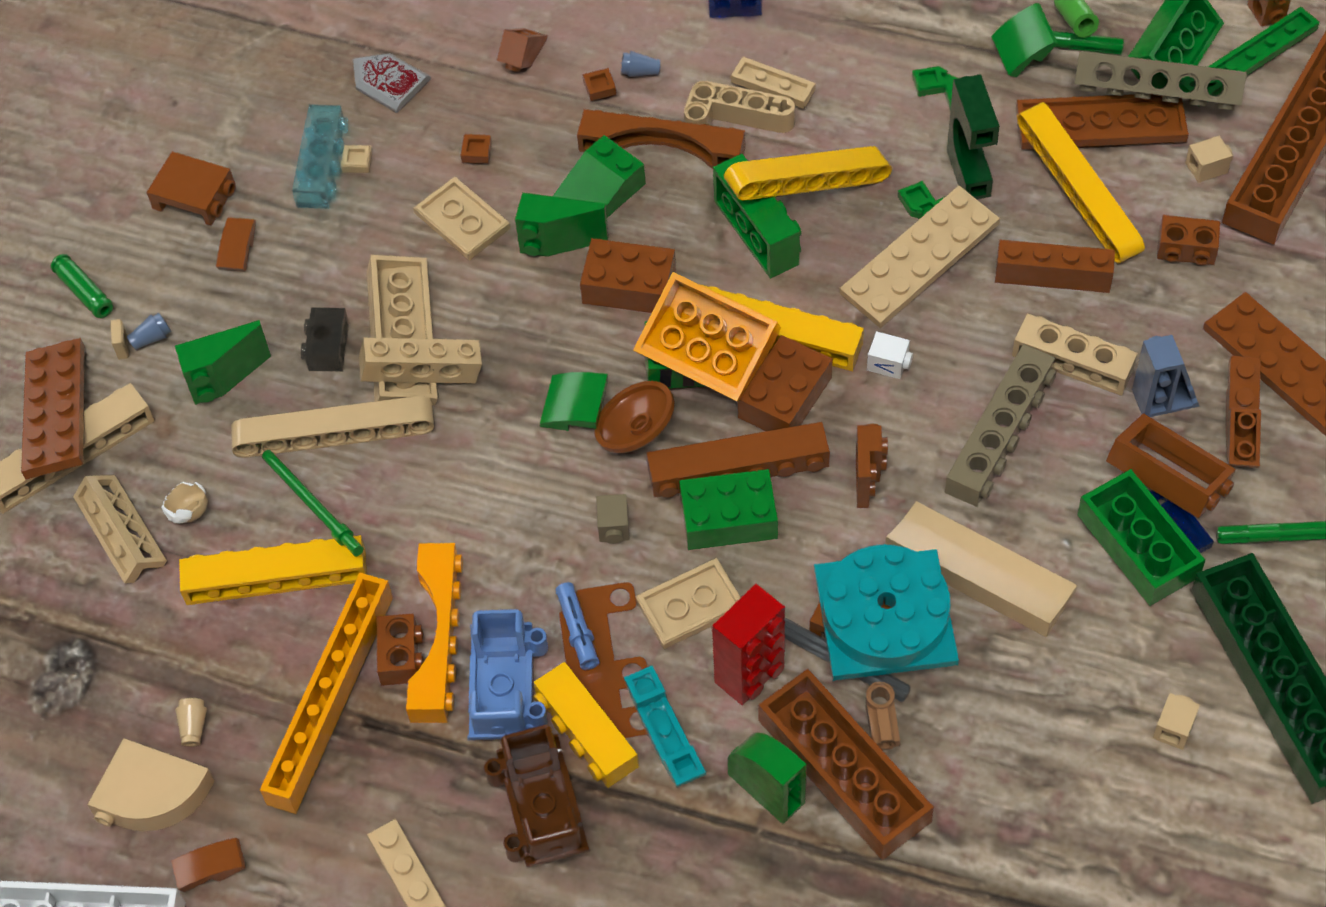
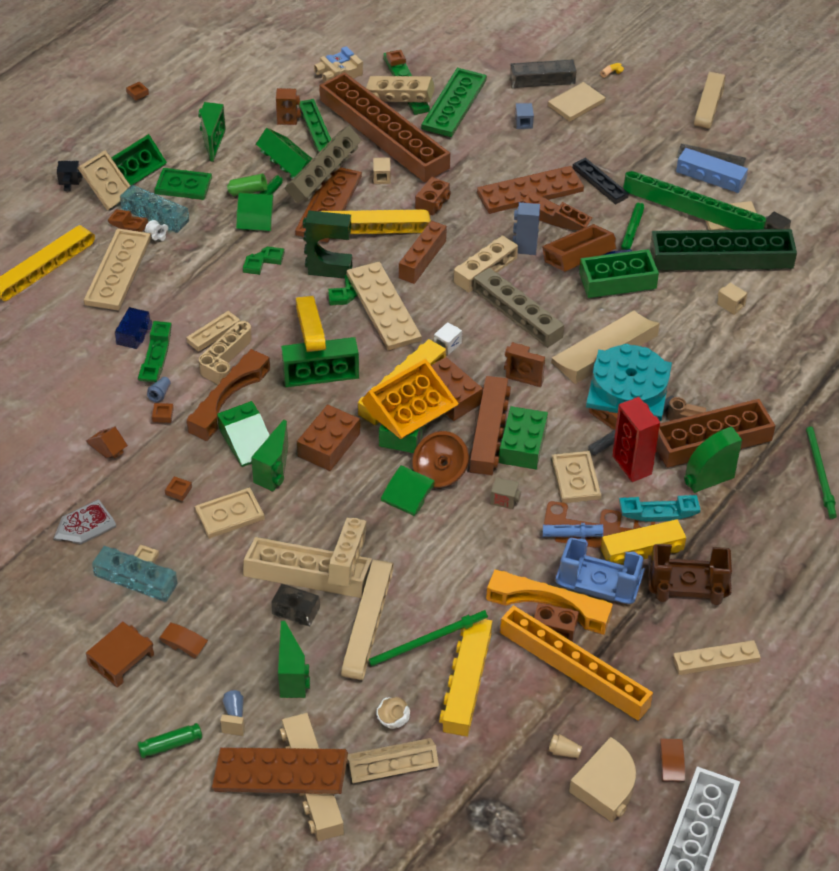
camera: 75 degrees left, 10 degrees down
(702, 40) = (157, 352): none -> green slope

